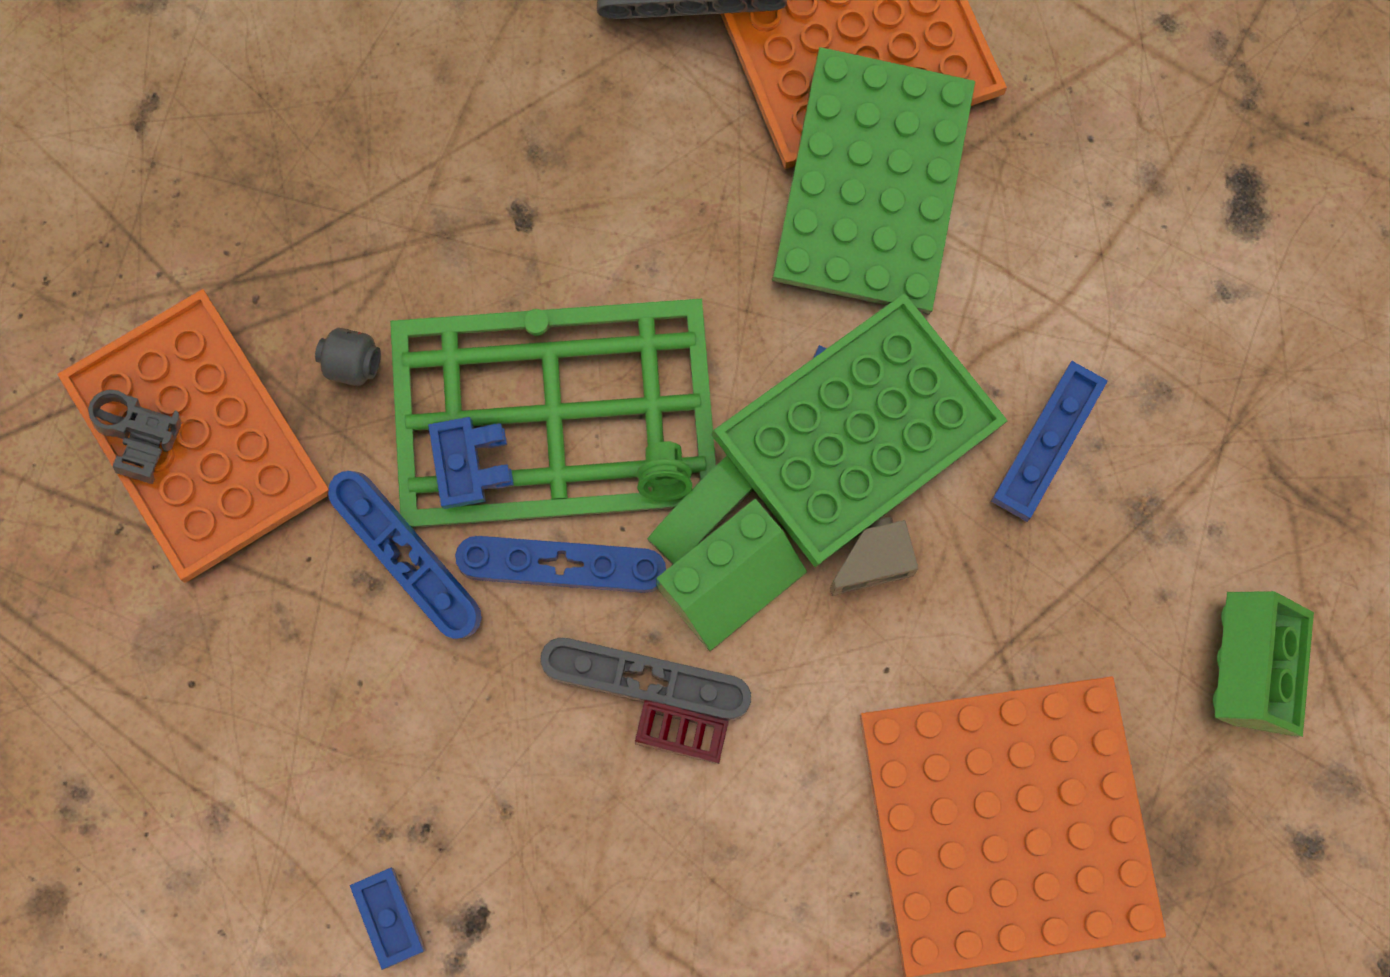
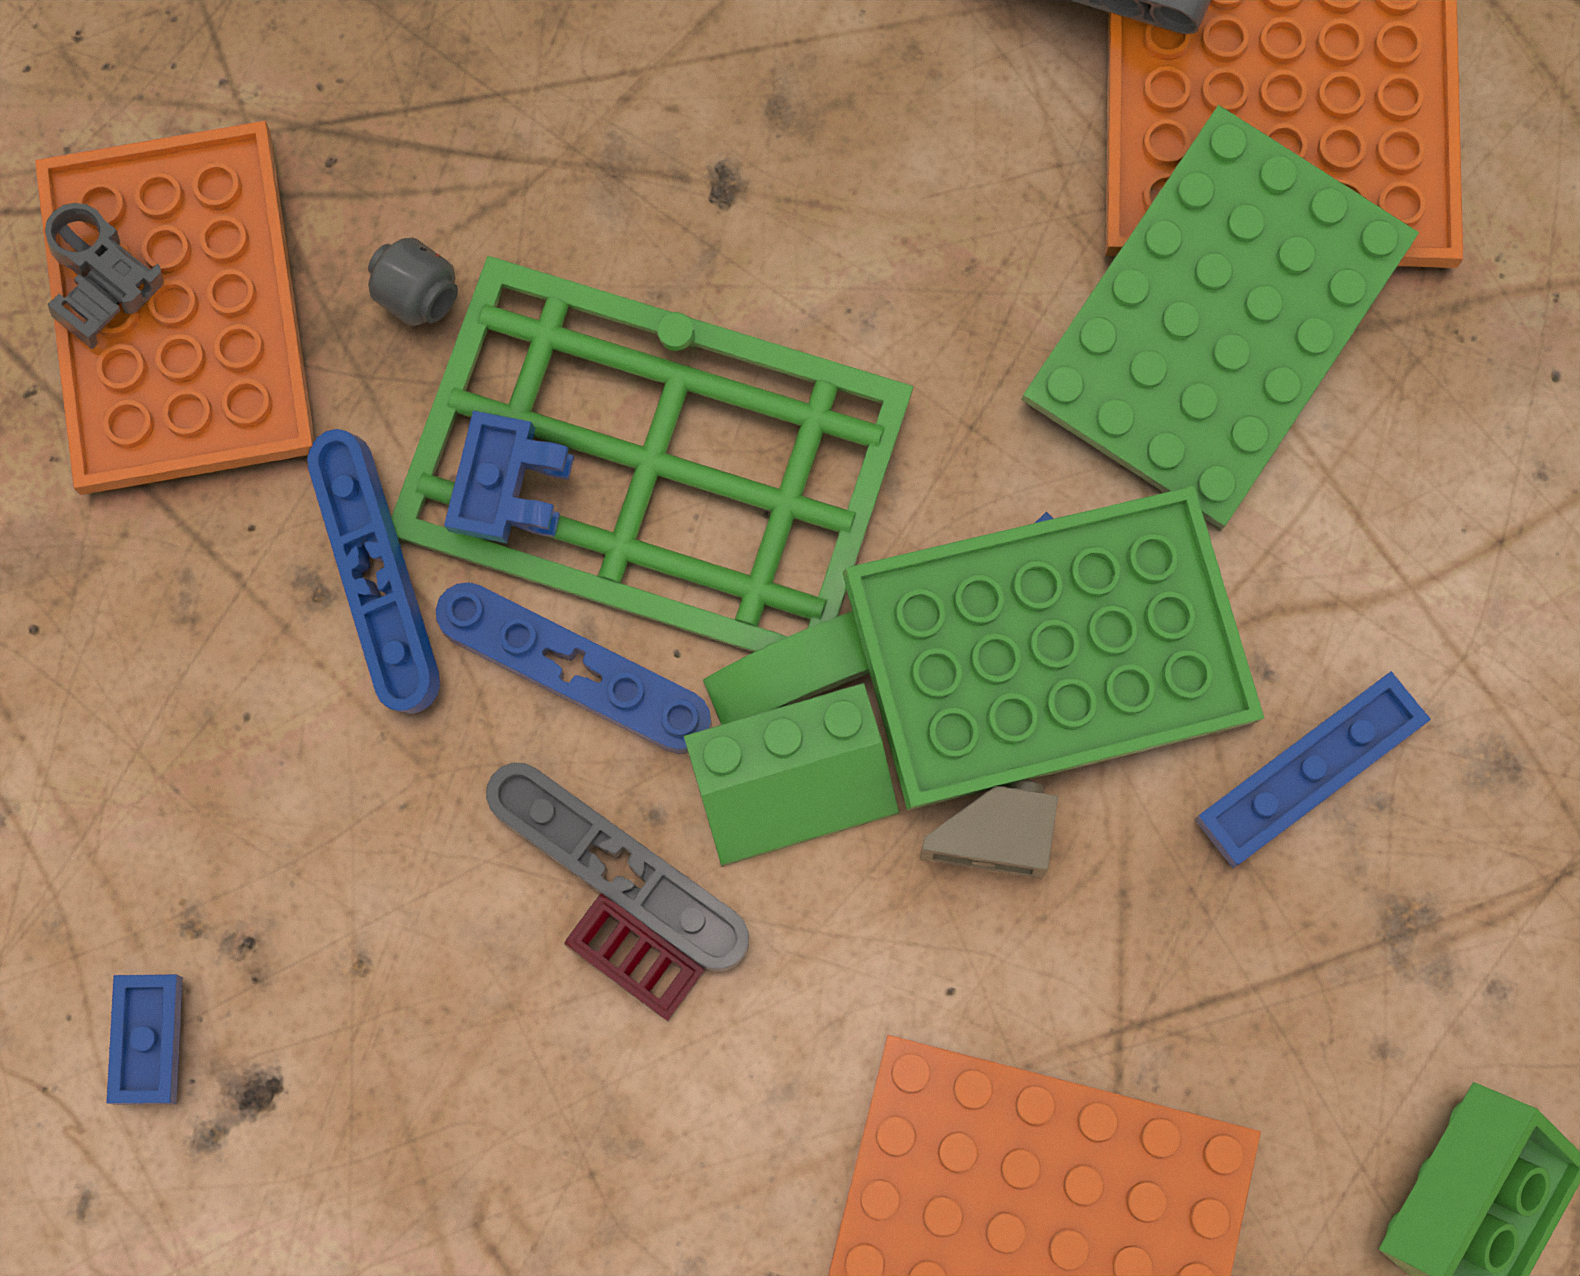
camera: 30 degrees right, 0 degrees up
(664, 472) = (757, 599): bright green piece -> none

